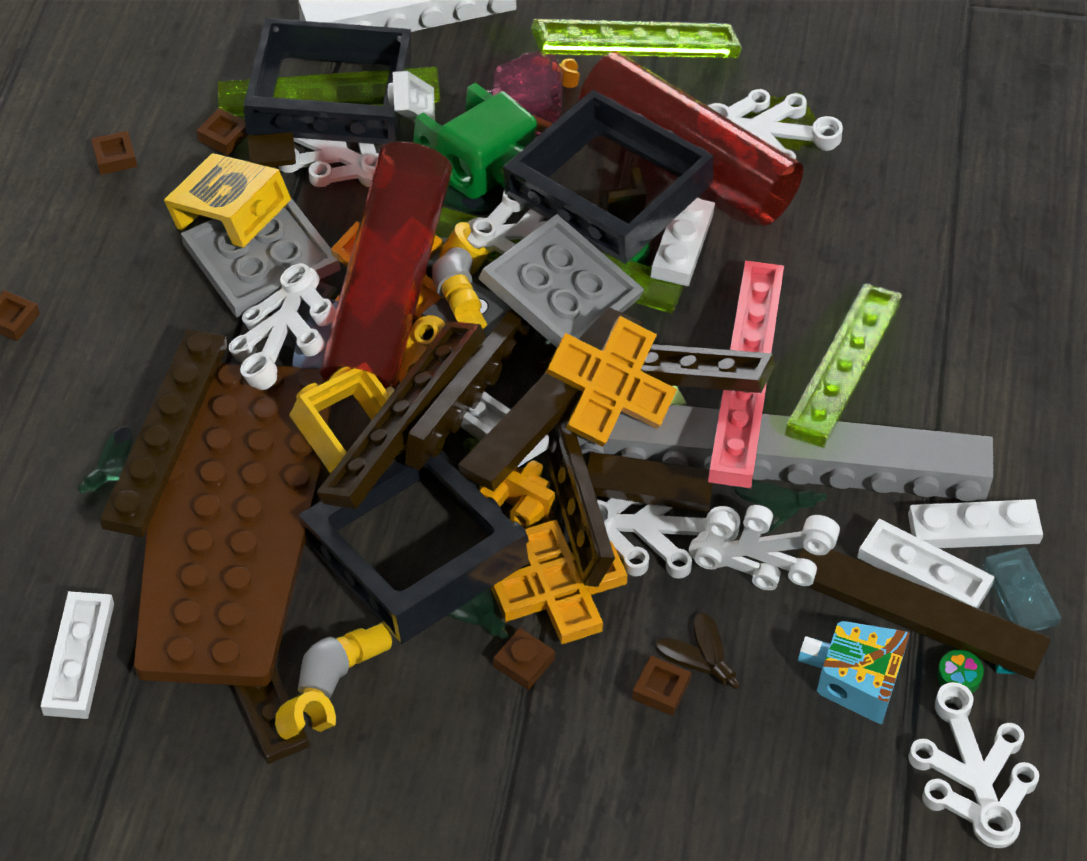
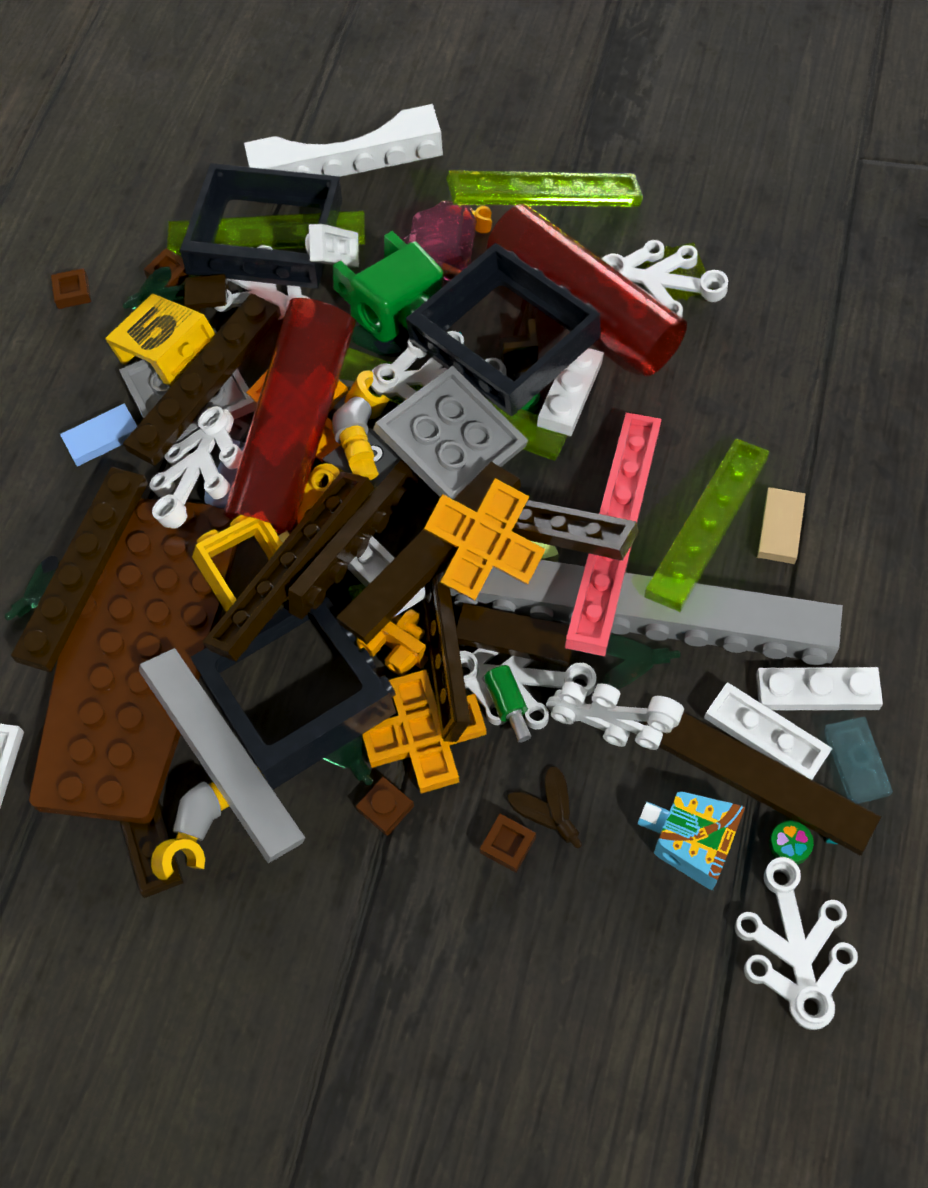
camera: 10 degrees right, 10 degrees up
(164, 301) = (99, 434): none -> light blue tile
(213, 144) = (155, 284): none -> clear green piece
(278, 239) = (202, 379): none -> dark brown plate
(345, 608) = (222, 755): none -> light grey tile
(648, 543) = (507, 699): none -> green piece
(921, 368) = (781, 525): none -> tan tile

